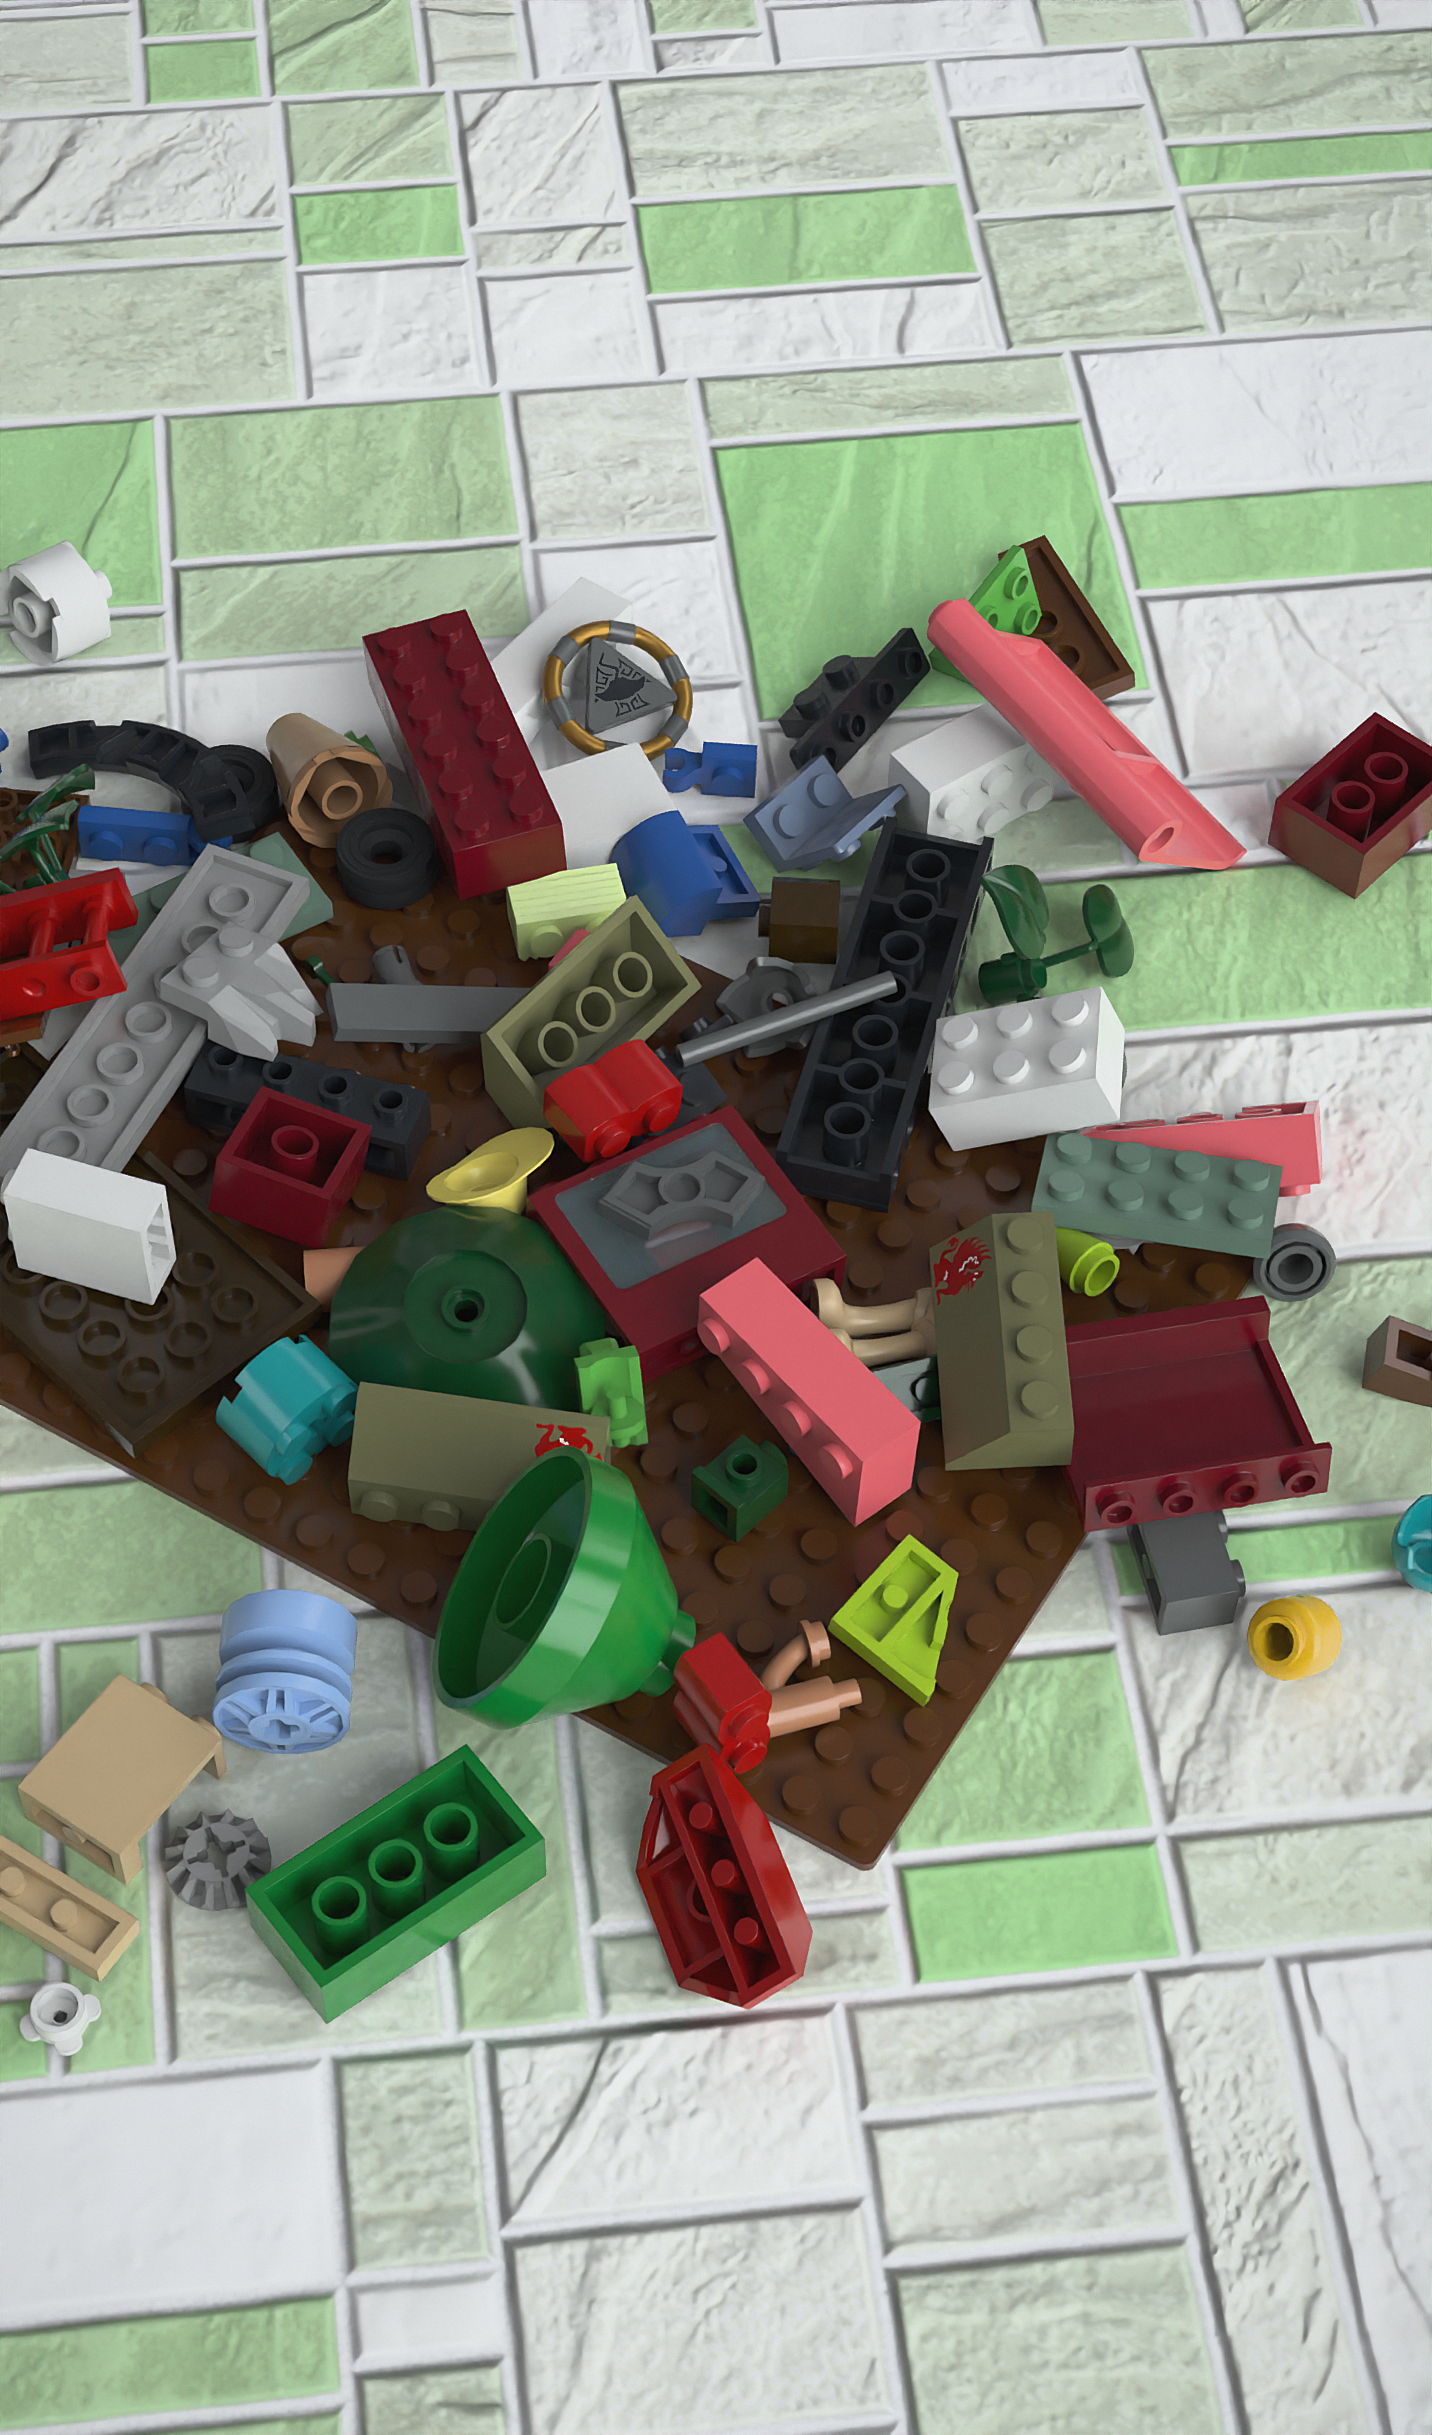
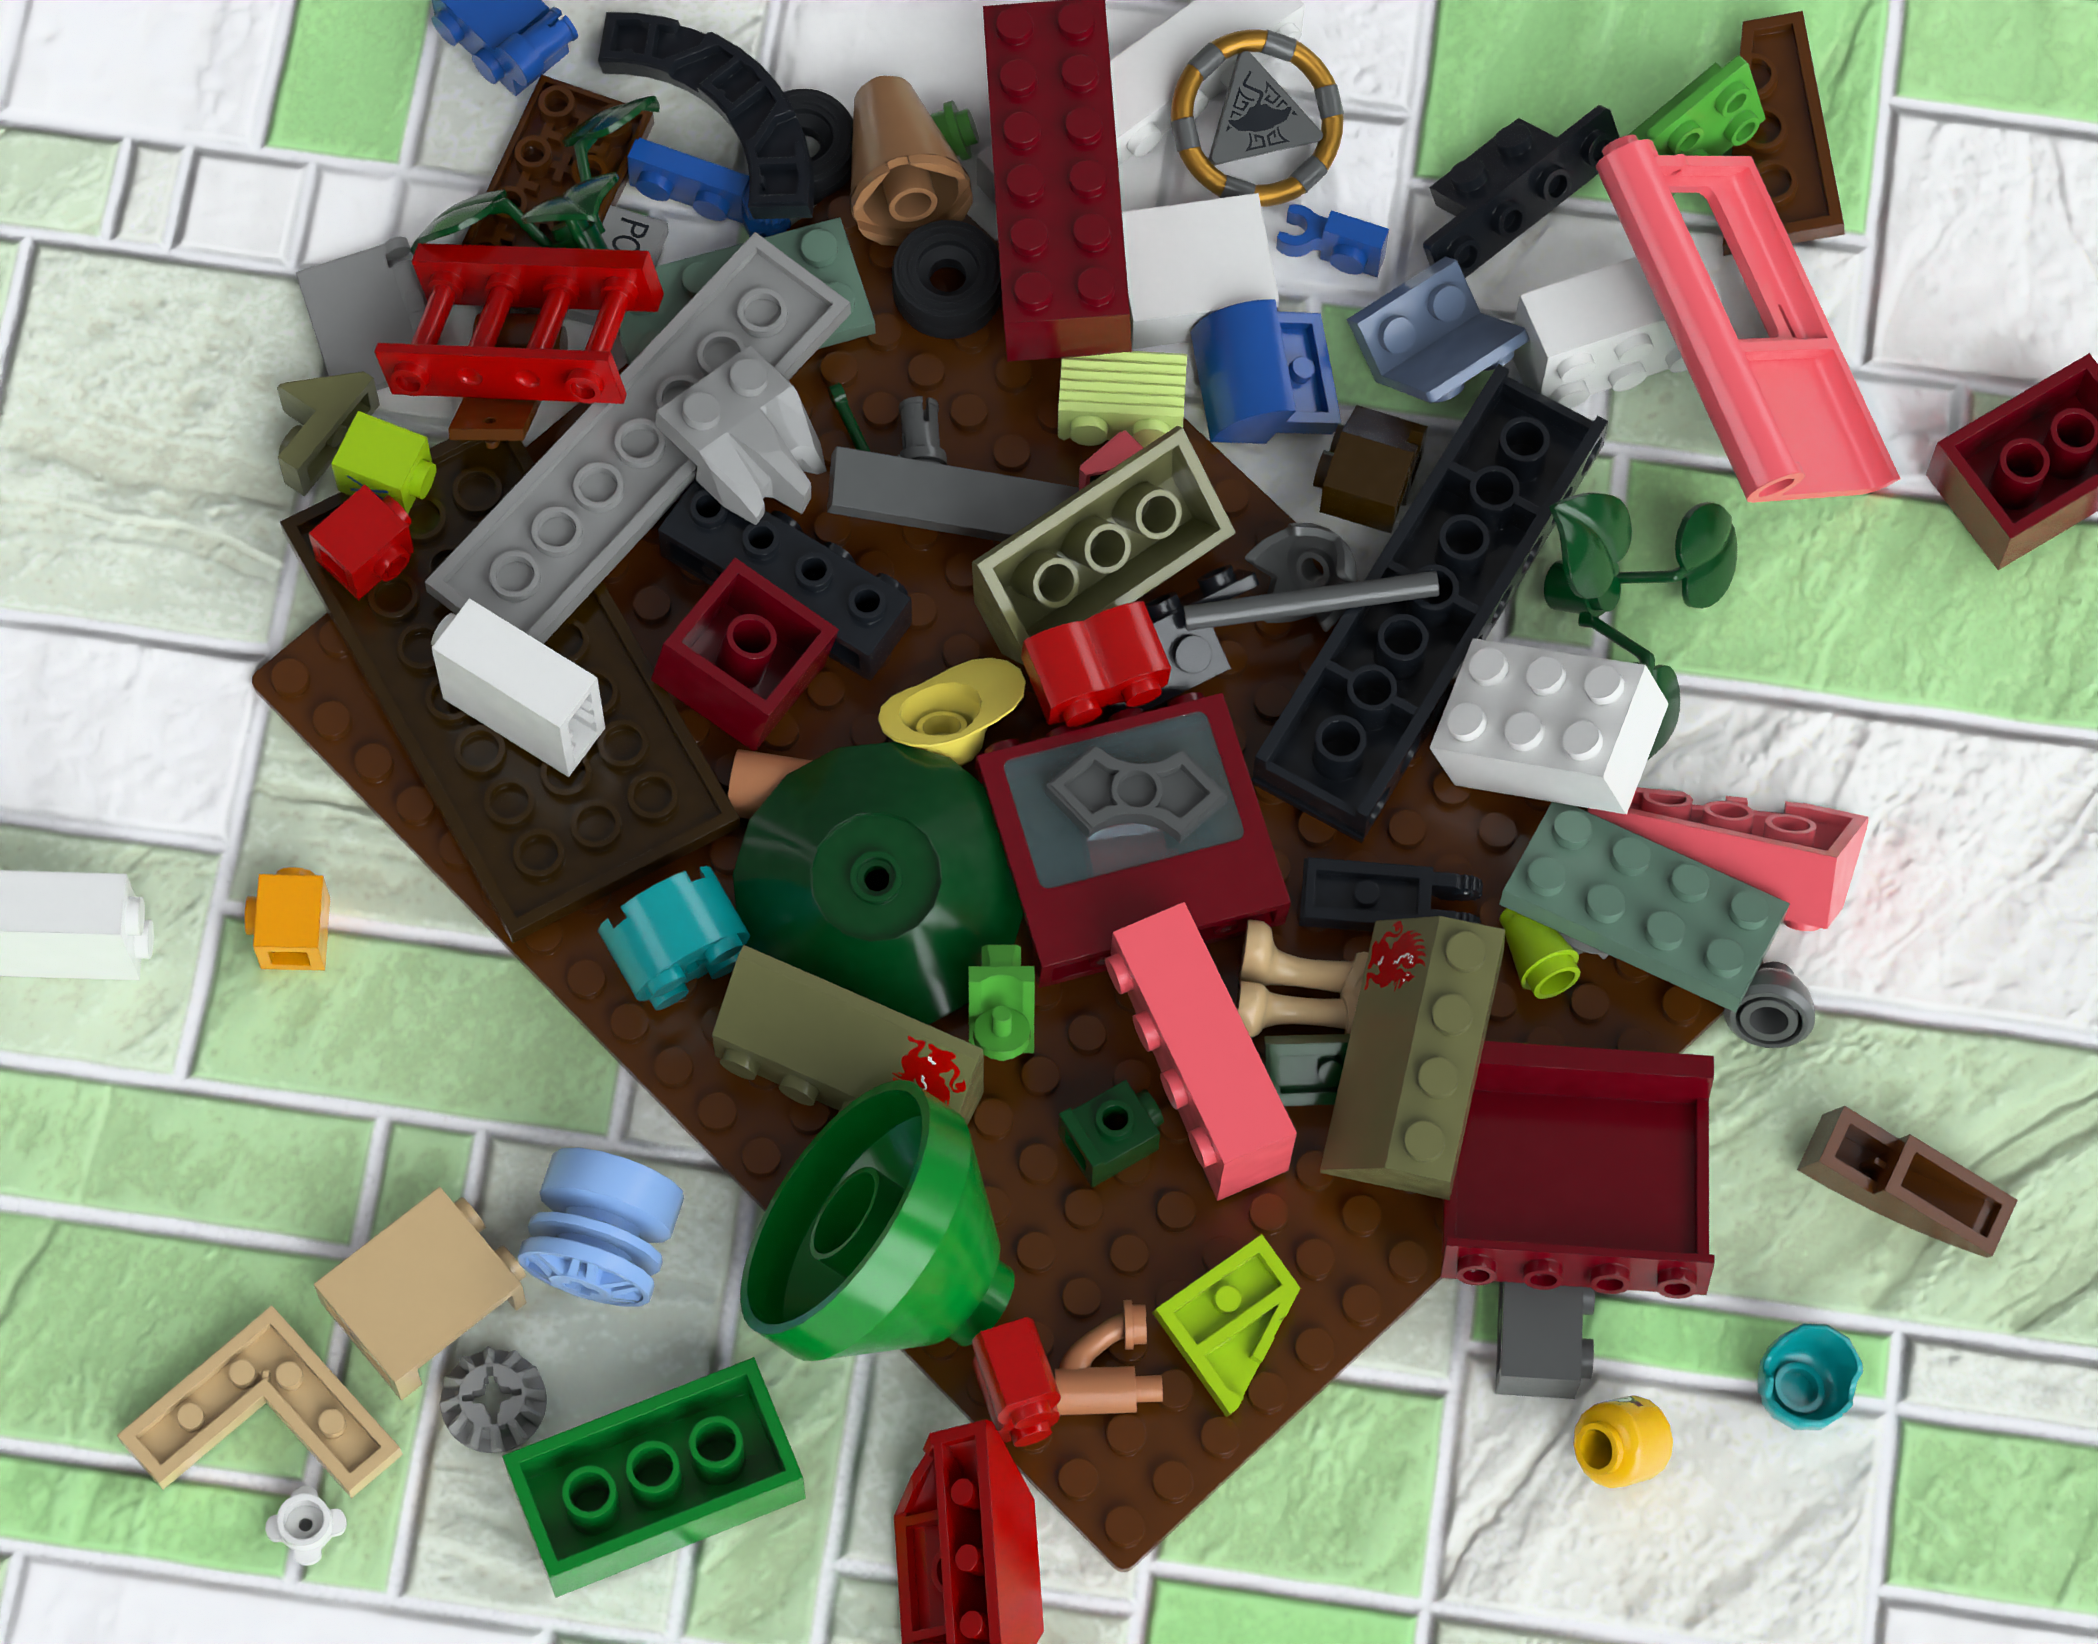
camera: 15 degrees right, 15 degrees up
(900, 1245) = (1360, 893): none -> black hinge

